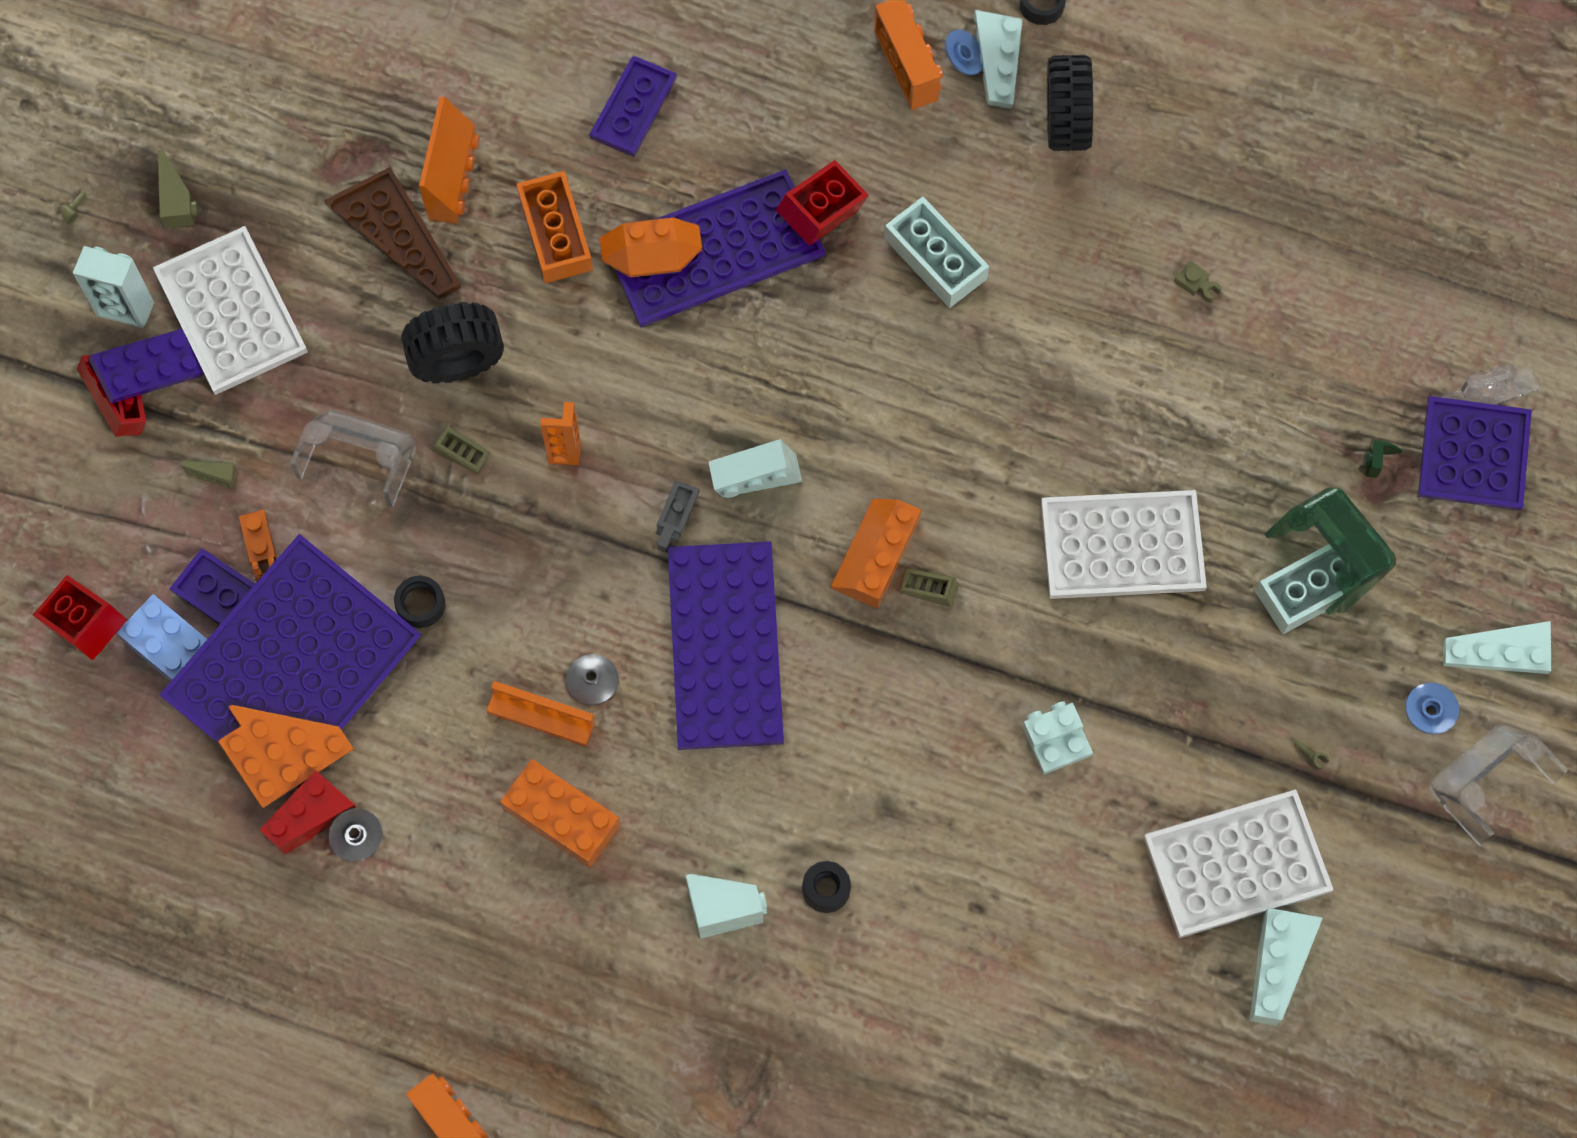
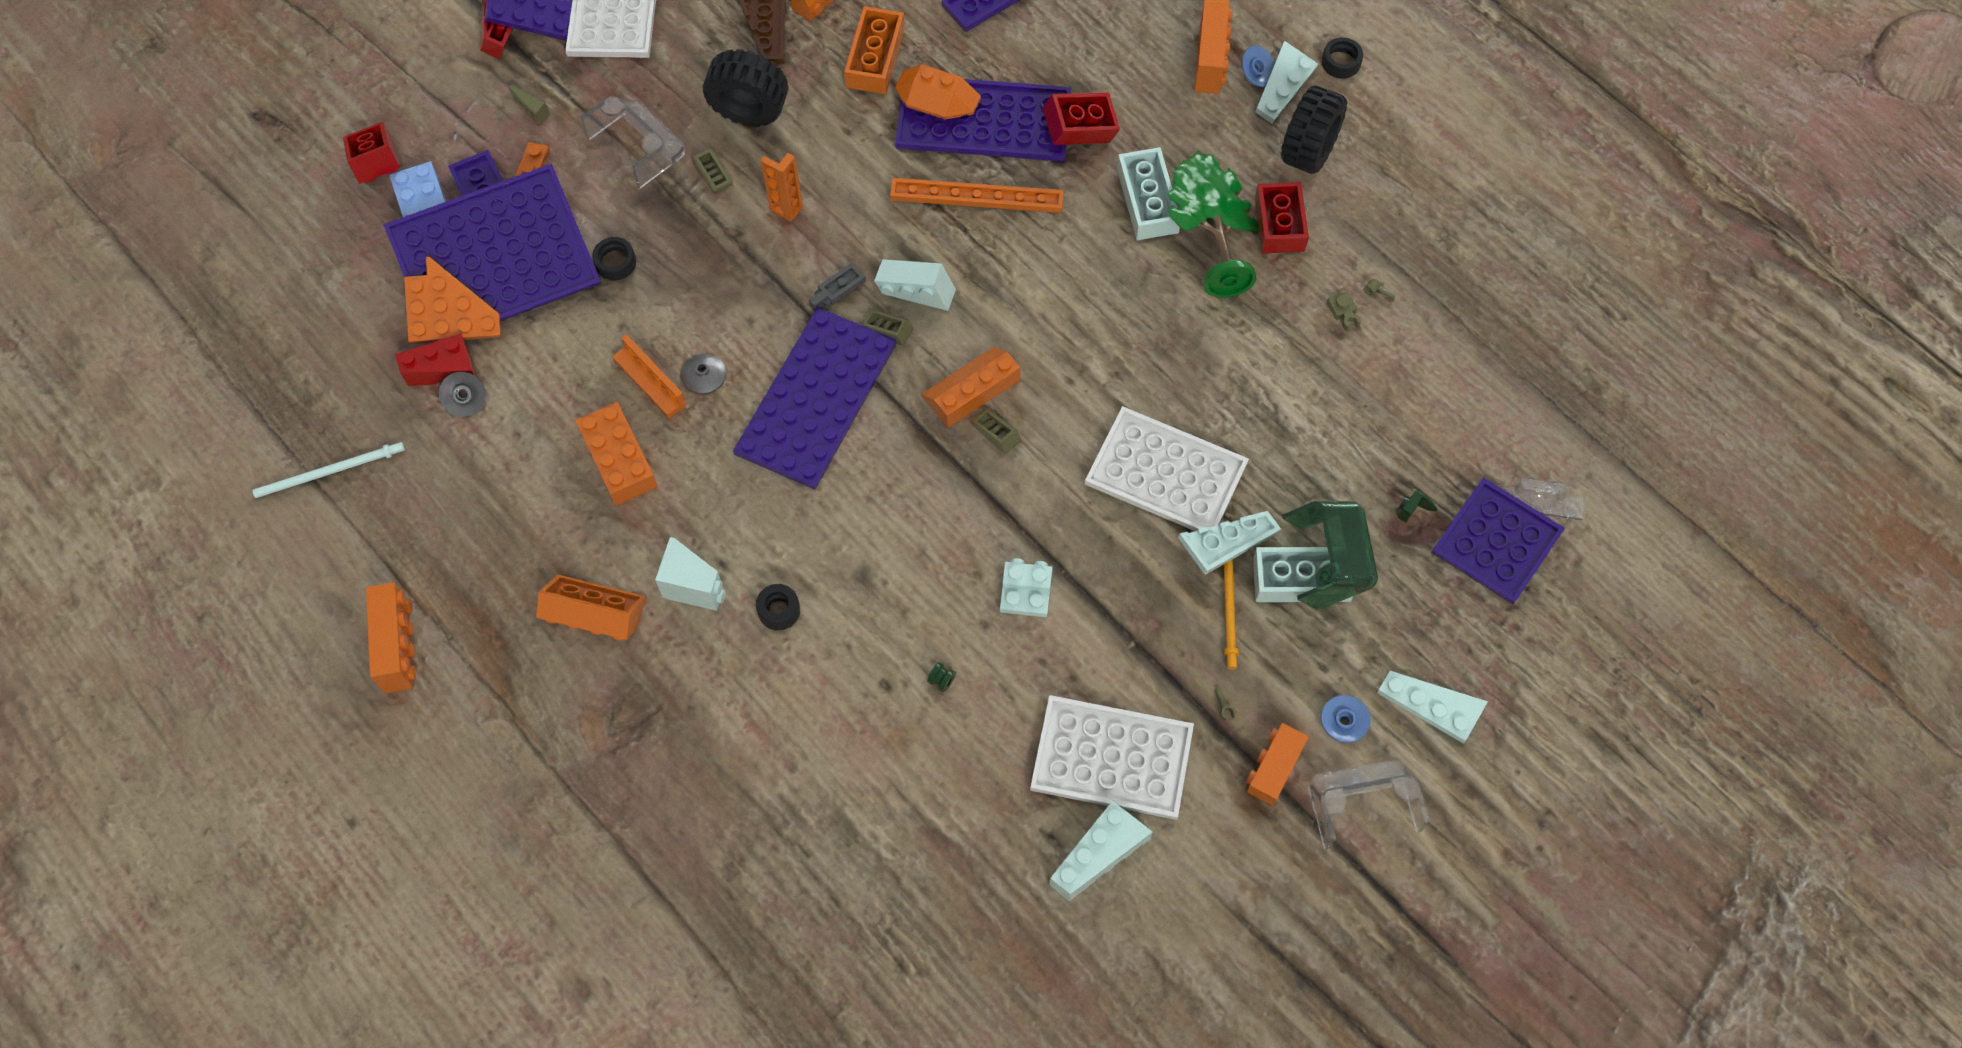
camera: 30 degrees right, 5 degrees down
(311, 938) = (386, 451): none -> light aqua bar
(637, 987) = (590, 607): none -> orange slope
(751, 522) = (900, 331): none -> olive slope
(758, 339) = (976, 195): none -> orange plate
(997, 227) = (1208, 192): none -> green plant
(1030, 872) = (941, 676): none -> dark green wheel
(1084, 213) = (1281, 217): none -> red brick
(1212, 242) = (1374, 286): none -> olive hand
(1223, 588) = (1228, 540): none -> light aqua wing
(1287, 696) = (1231, 650): none -> light orange bar
(1394, 787) = (1276, 763): none -> orange brick

